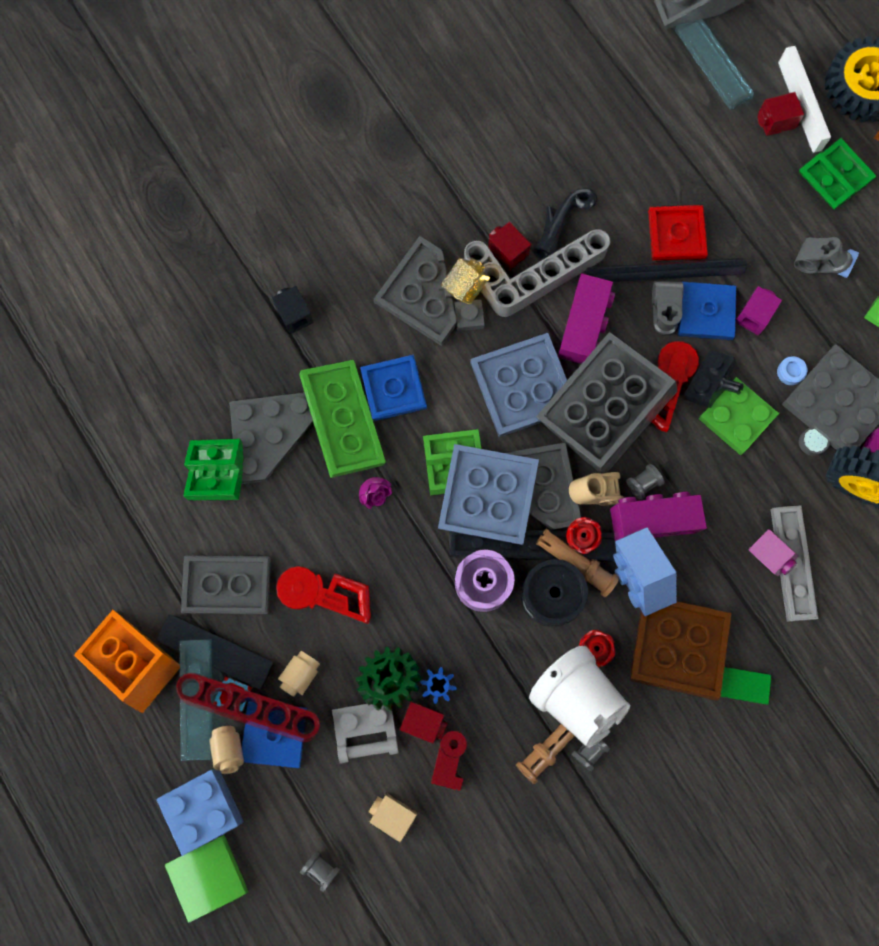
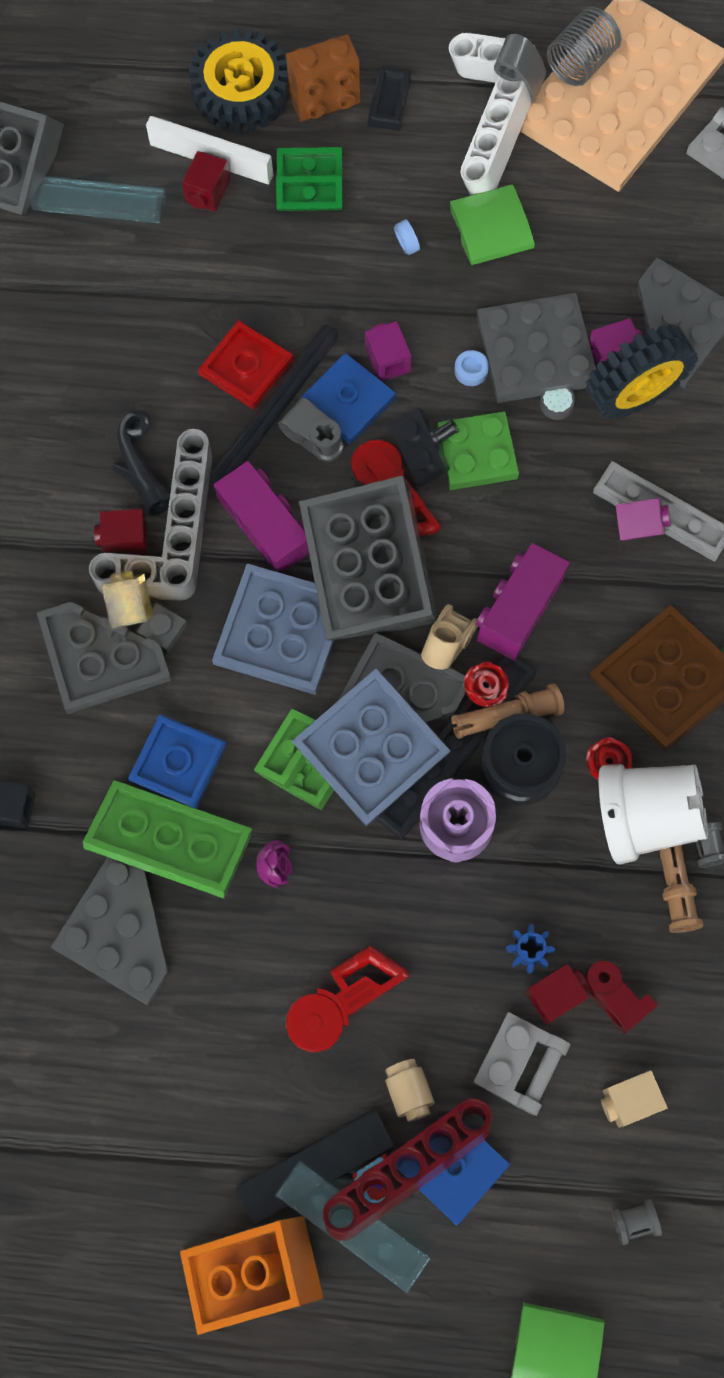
camera: 50 degrees left, 5 degrees down
(200, 811) = (480, 1310): medium blue brick -> none
(214, 469) = (114, 1019): green slope -> none
(226, 585) = (250, 1101): dark grey tile -> none
(226, 749) = (433, 1230): tan brick -> none
(388, 679) = (502, 996): dark green gear -> none
(645, 481) = (475, 586): dark grey bush -> none
(645, 572) = (571, 651): medium blue brick -> none
(822, 256) = (382, 253): dark grey piece -> none

